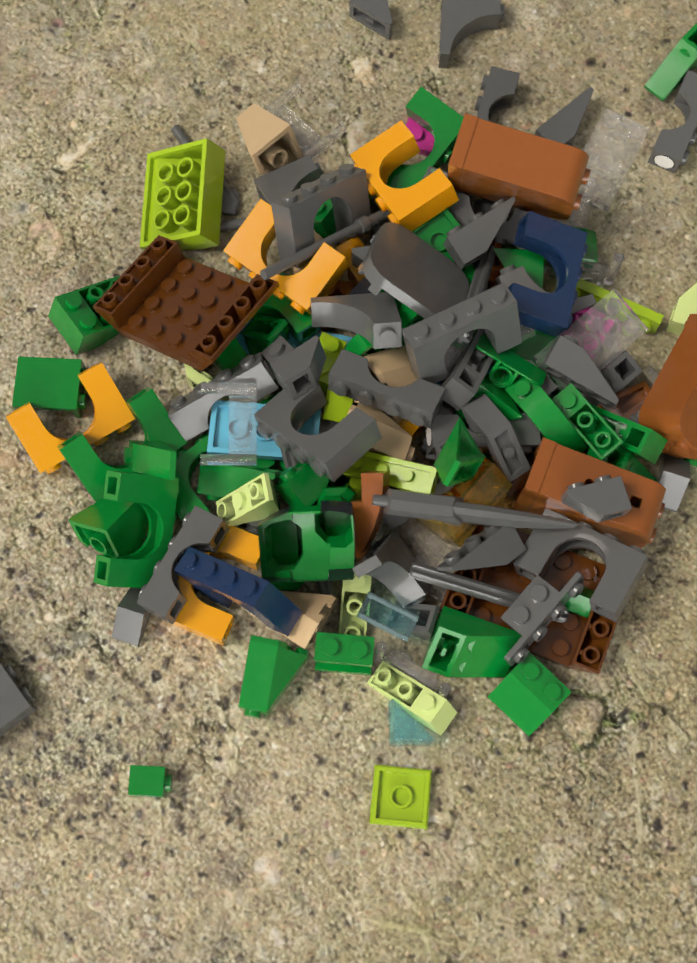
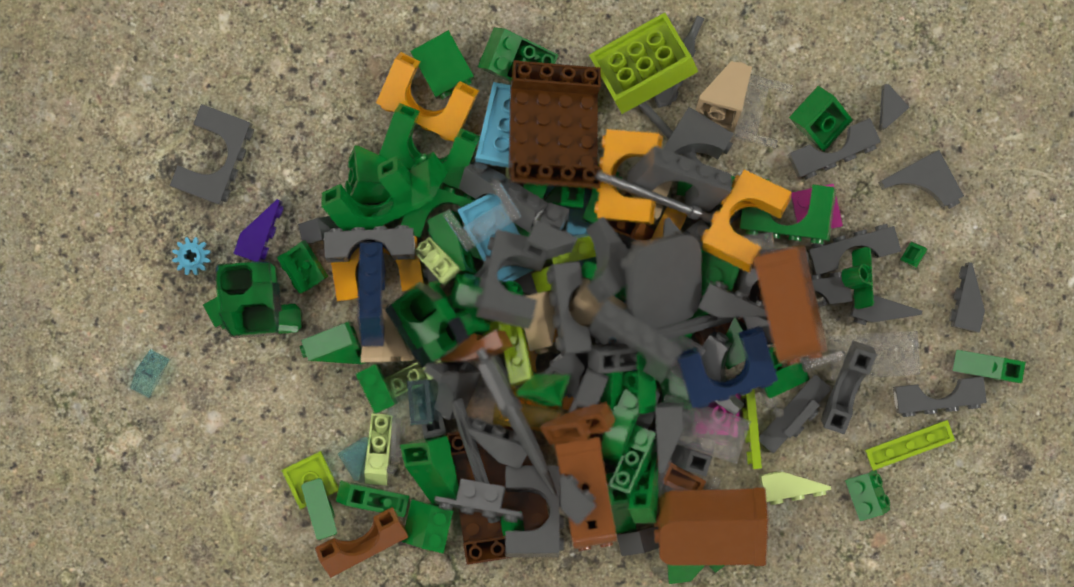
camera: 60 degrees right, 15 degrees up
(63, 765) = (194, 248): none -> medium azure gear
(92, 688) = (255, 236): none -> dark purple slope
(151, 367) = (494, 138): none -> medium azure plate
(159, 729) = (252, 301): none -> green piece
(160, 658) = (302, 267): none -> green bracket
(165, 910) = (149, 373): none -> clear light blue slope
(343, 76) = (821, 118): none -> green slope
(377, 106) = (859, 138): none -> dark grey arch
(441, 803) = (319, 509): none -> green piece
(461, 738) = (371, 498): none -> green slope
(507, 812) = (341, 555): none -> dark orange arch
(516, 451) = (578, 424): none -> dark orange slope
(525, 118) = (860, 278): none -> green piece
(530, 71) = (914, 255): none -> green slope
(607, 49) = (969, 305): none -> dark grey slope
(625, 240) = (795, 414): none -> dark grey bracket
(641, 211) = (841, 400): none -> dark grey arch

